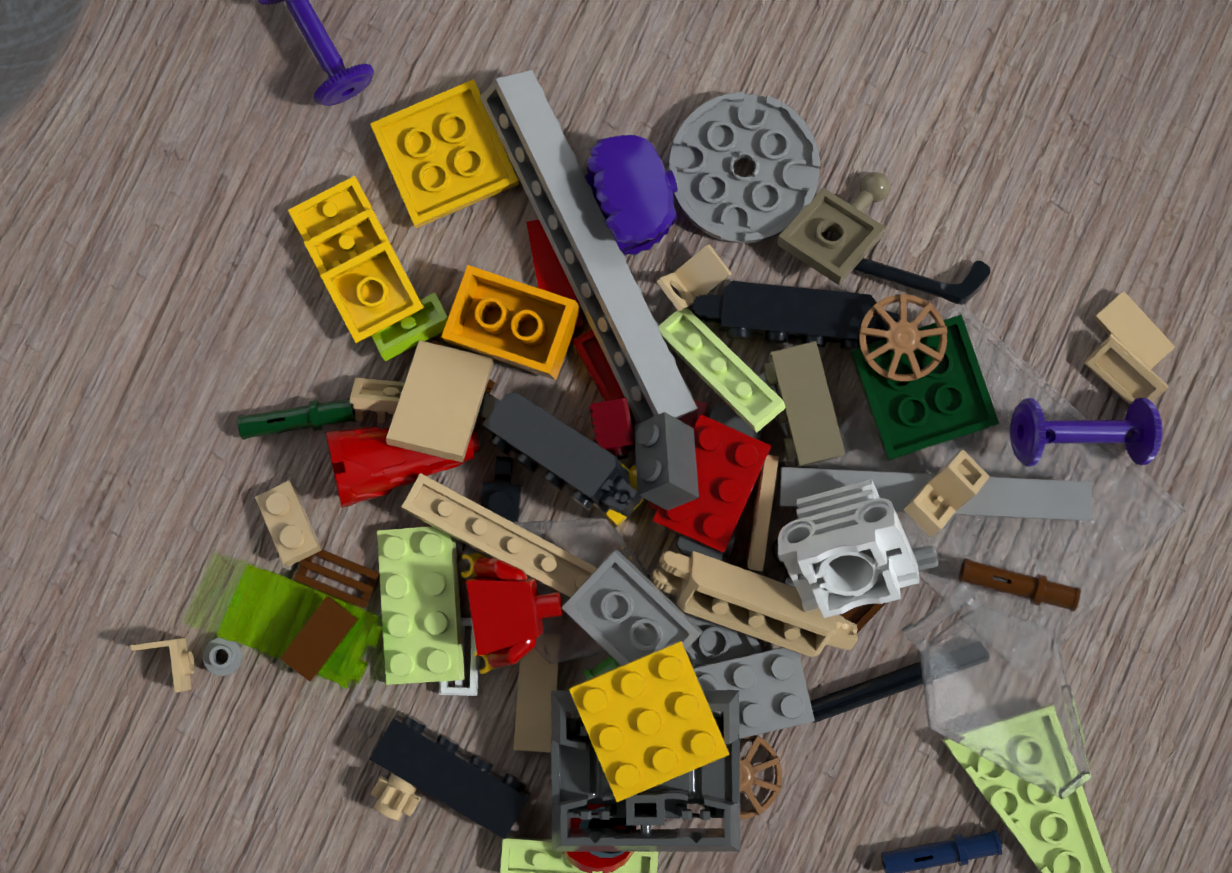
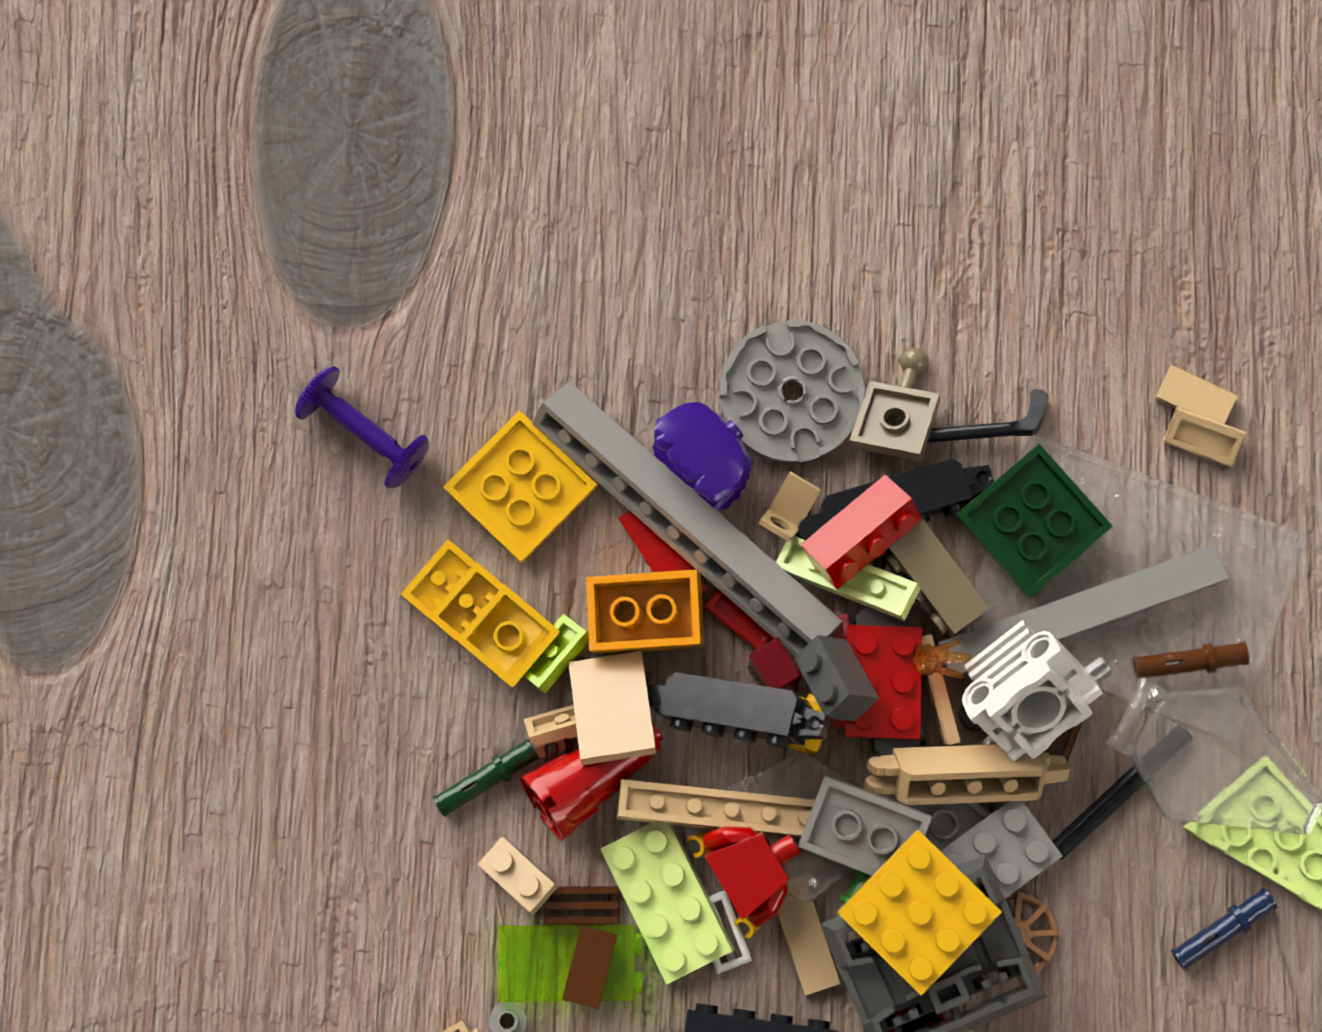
camera: 20 degrees left, 5 degrees down
(502, 496) = (698, 771): black plate -> none
(751, 329) = (861, 531): none -> brick
(766, 480) = (930, 659): none -> clear orange piece
(903, 337) = (997, 484): medium nougat wheel -> none
(946, 493) = (1092, 605): tan slope -> none
(1139, 431) = (1237, 482): dark purple hose -> none

